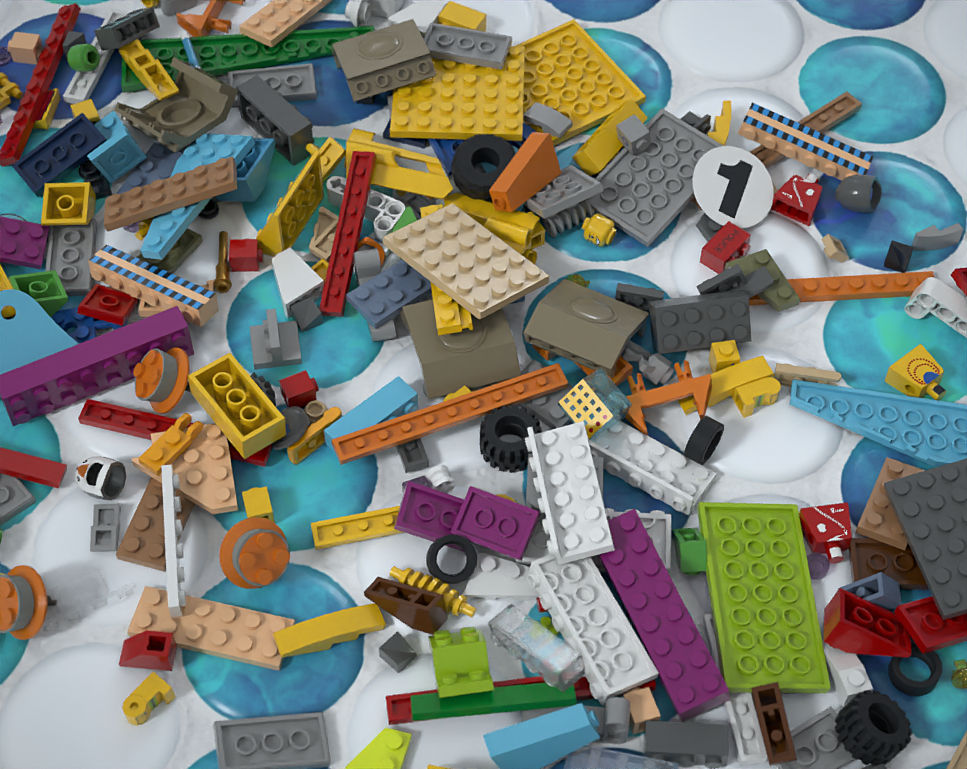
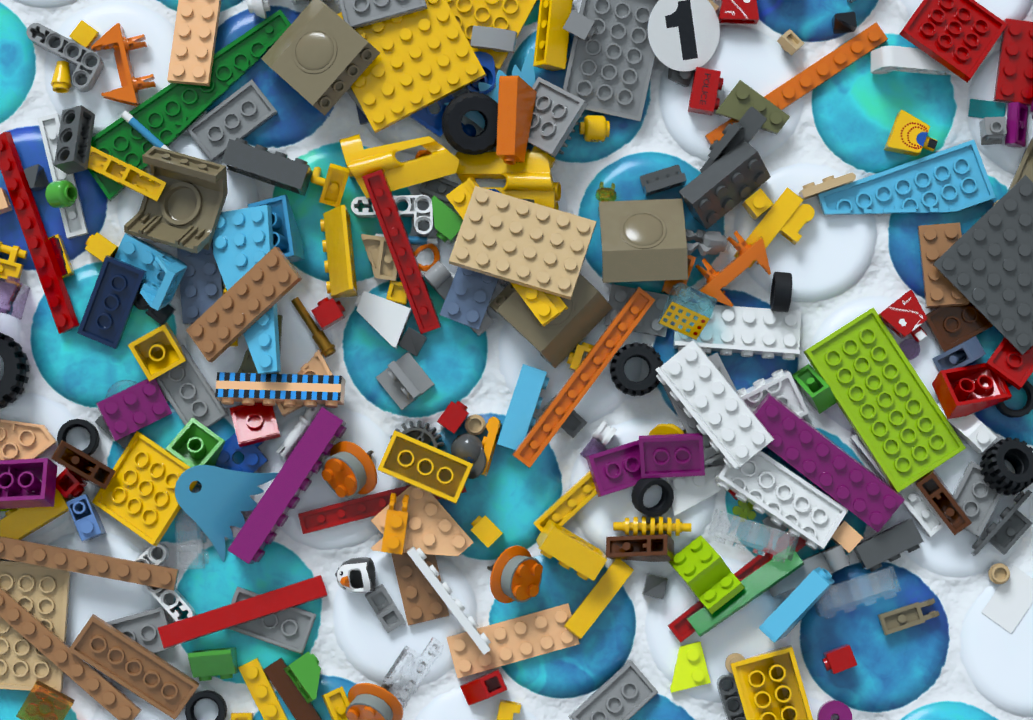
camera: 30 degrees left, 30 degrees up
(329, 559) = (570, 550): none -> yellow brick

